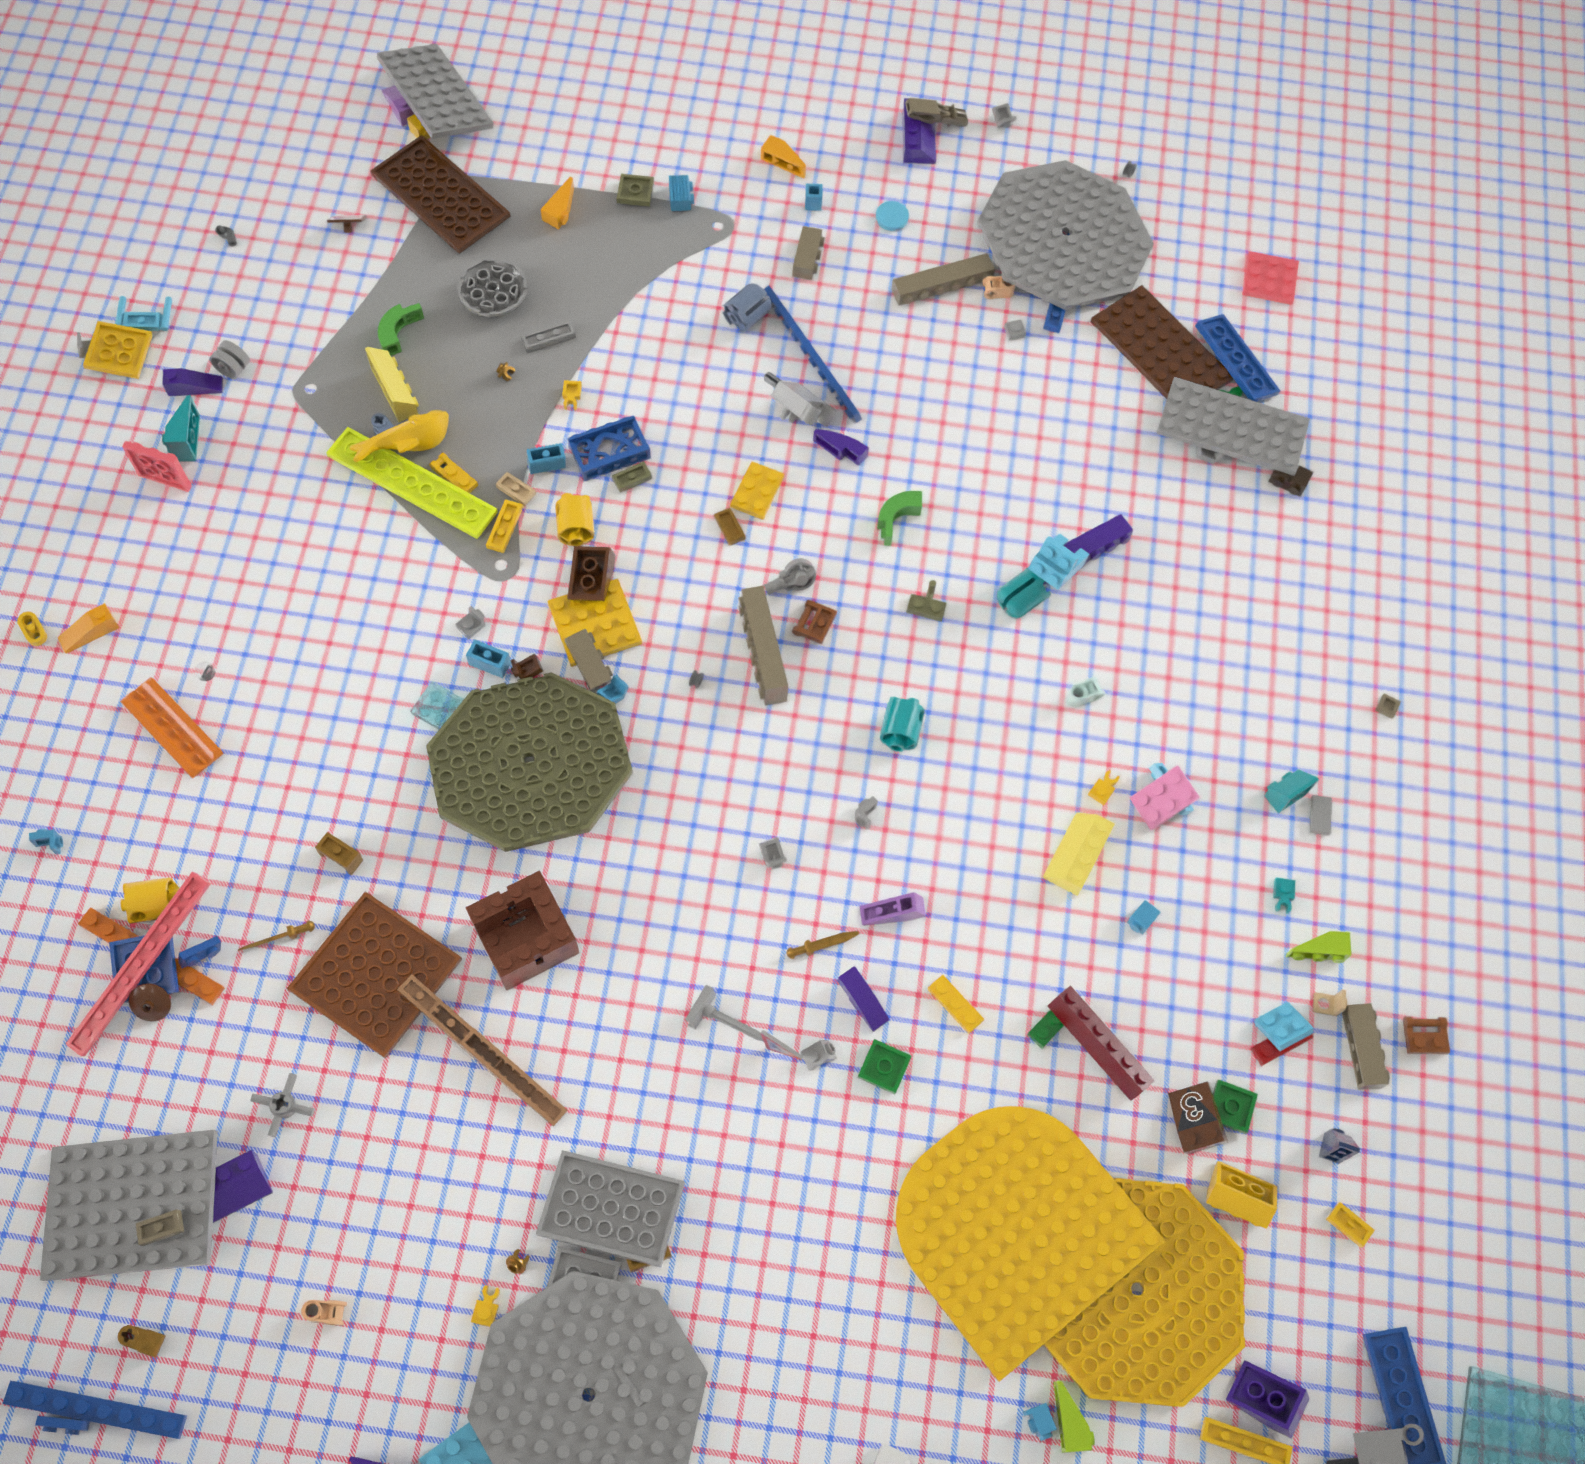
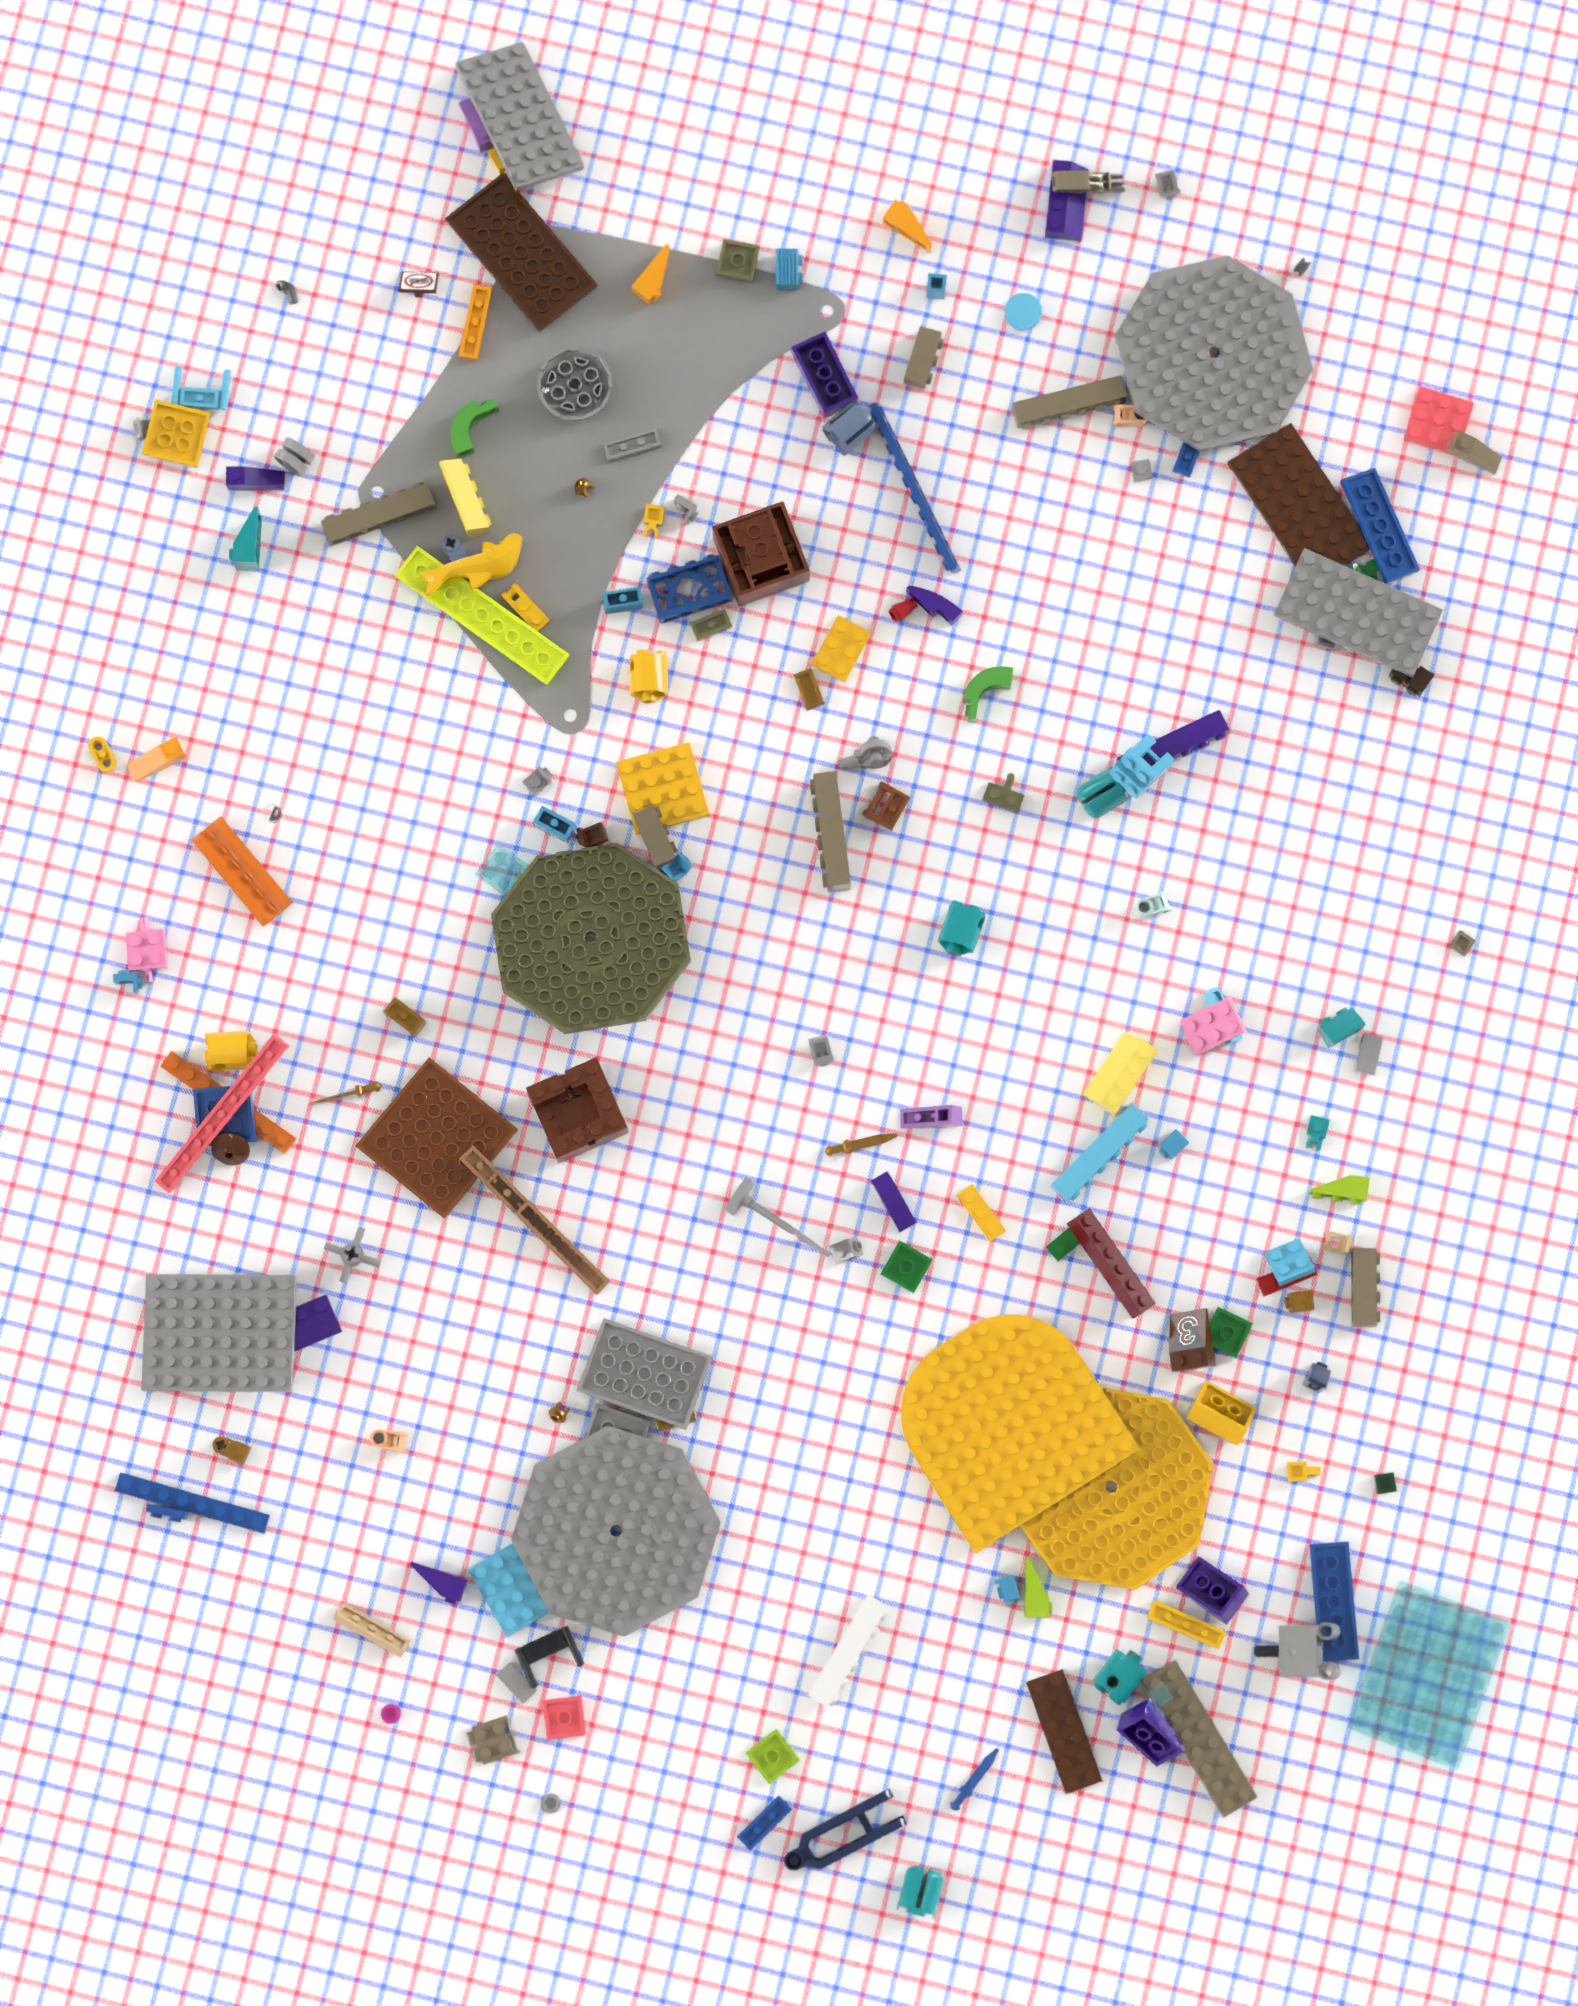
camera: 10 degrees right, 15 degrees up
(68, 809) = (146, 950): none -> bright pink plate
(157, 465) = (224, 585): coral plate -> none
(159, 1227) = (250, 1357): dark tan plate -> none
(200, 951) = (269, 1108): blue plate -> none
(310, 403) = (378, 513): none -> dark tan brick
(400, 249) = (475, 322): none -> light orange plate
(485, 1310) = (528, 1451): yellow plate -> none
(504, 526) = (576, 673): yellow plate -> none
(515, 488) = (589, 631): tan plate -> none
(591, 573) = (661, 739): reddish brown slope -> none
(602, 381) = (685, 505): none -> light grey bracket
(688, 412) = (769, 546): none -> copper piece
(696, 679) = (760, 861): dark grey bush -> none
(719, 266) = (824, 374): none -> dark purple brick
(800, 402) = (895, 553): light grey piece -> none
(811, 453) = (901, 610): none -> red cone
(865, 808) = (915, 1011): light grey bracket -> none
(1069, 932) = (1099, 1153): none -> medium azure brick
(1103, 789) = (1155, 1009): yellow plate -> none
(1302, 1066) = (1299, 1301): none -> pearl gold brick
(1307, 293) = (1473, 451): none -> dark tan slope
(1337, 1252) = (1298, 1471): none -> yellow plate
(1350, 1224) = (1316, 1448): yellow plate -> none
(1426, 1041) = (1426, 1288): dark orange plate -> none
(1430, 1256) = (1385, 1483): none -> dark green plate

